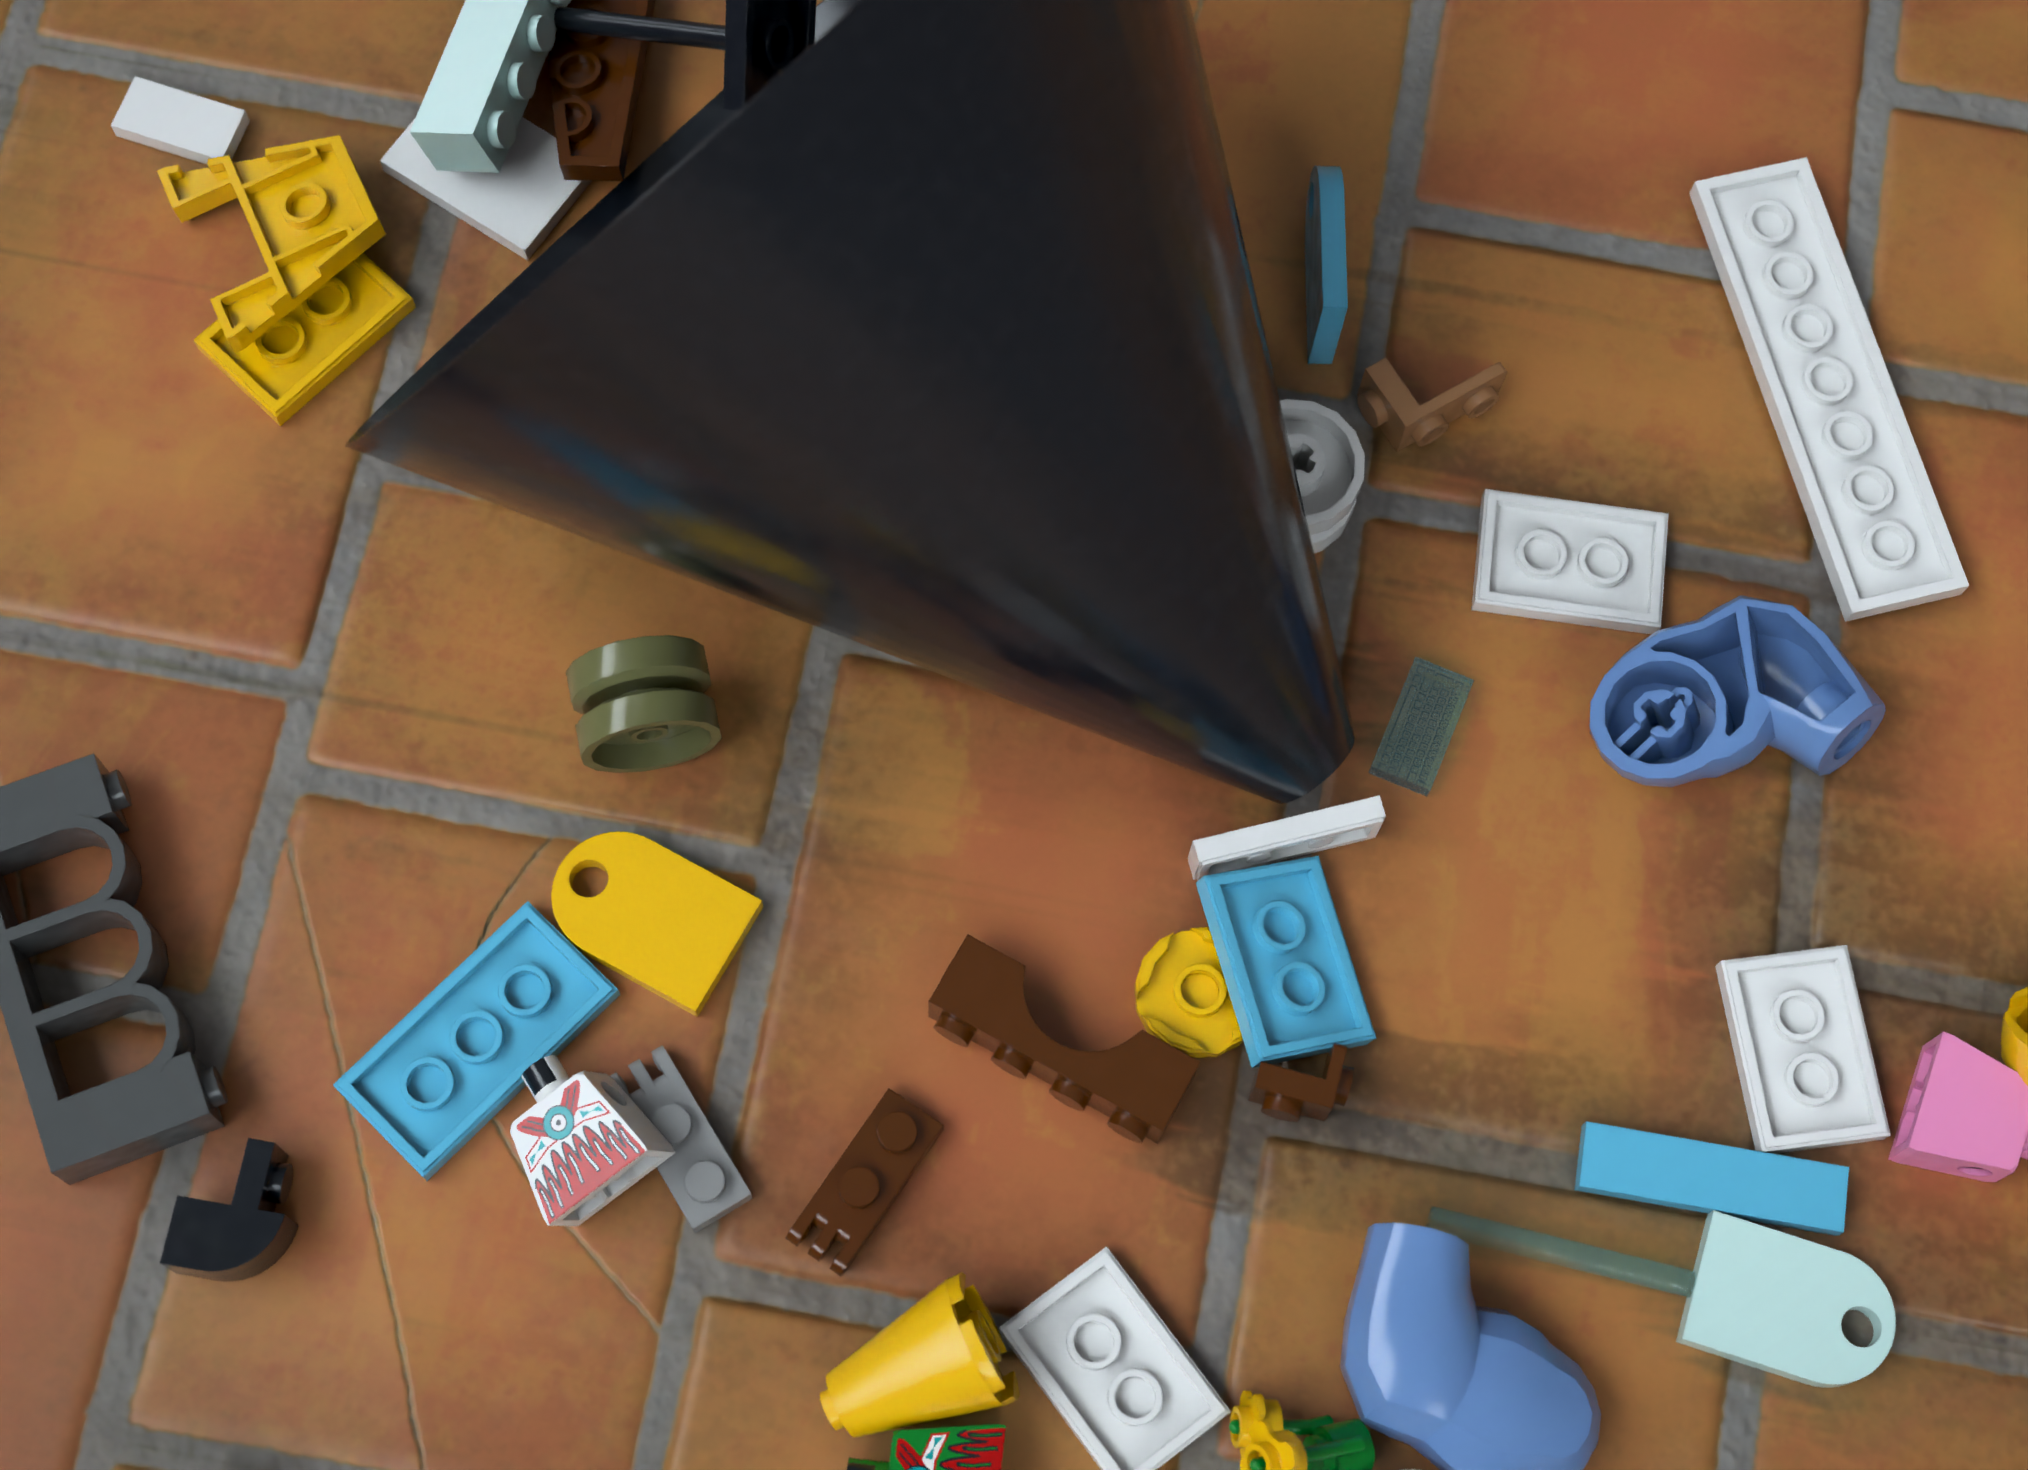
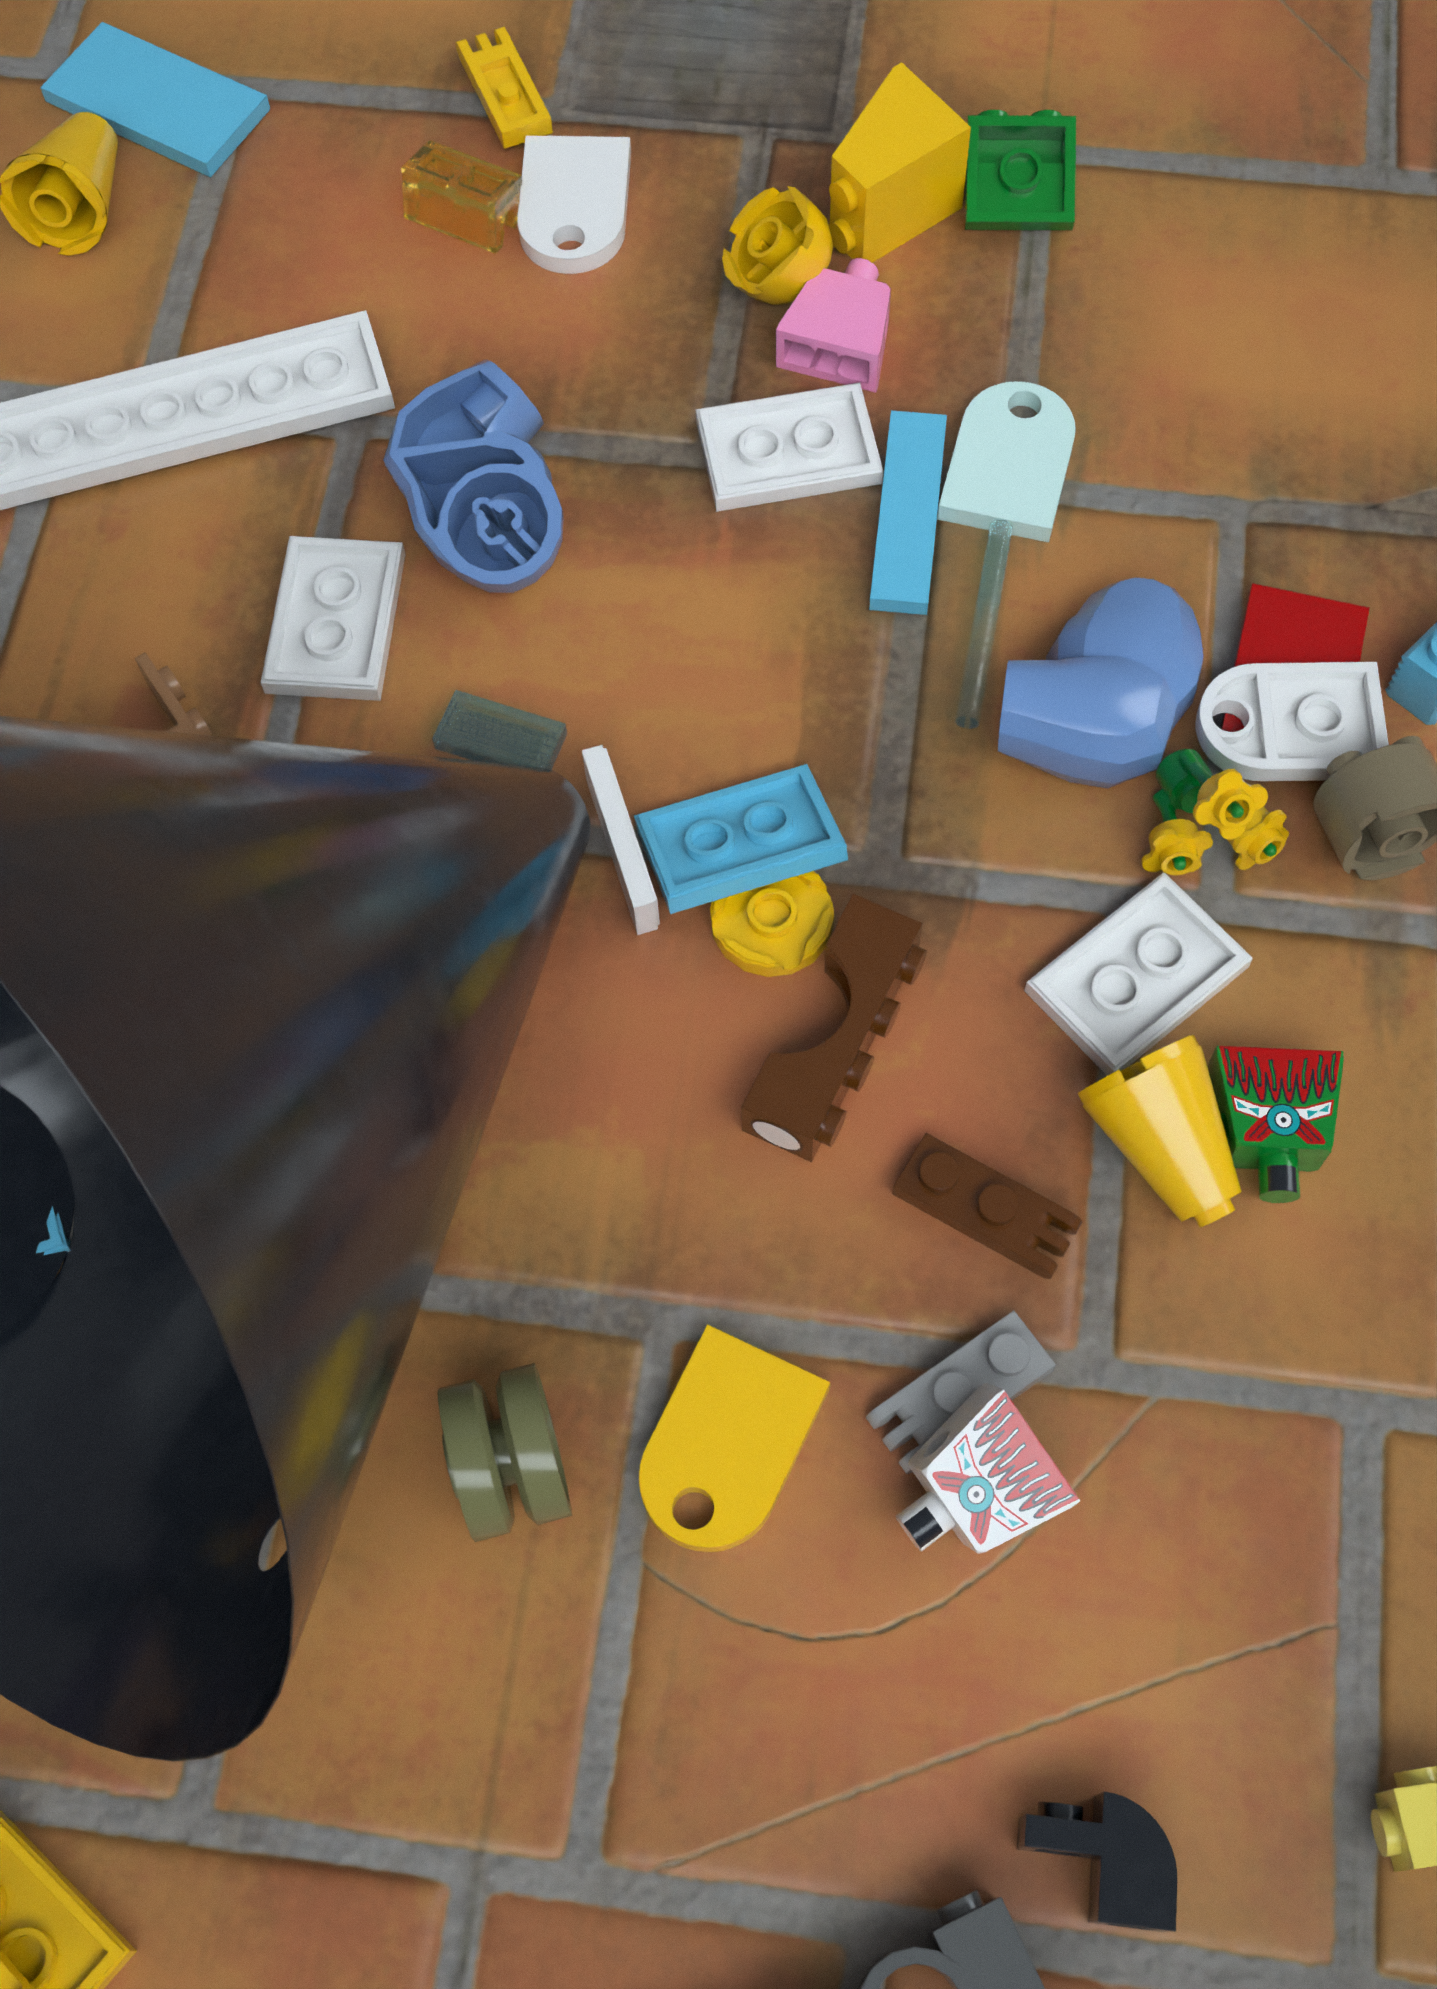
camera: 85 degrees left, 5 degrees down
(473, 1038) = (876, 1617): medium azure tile -> none
(1290, 1093) = (864, 799): reddish brown bracket -> none

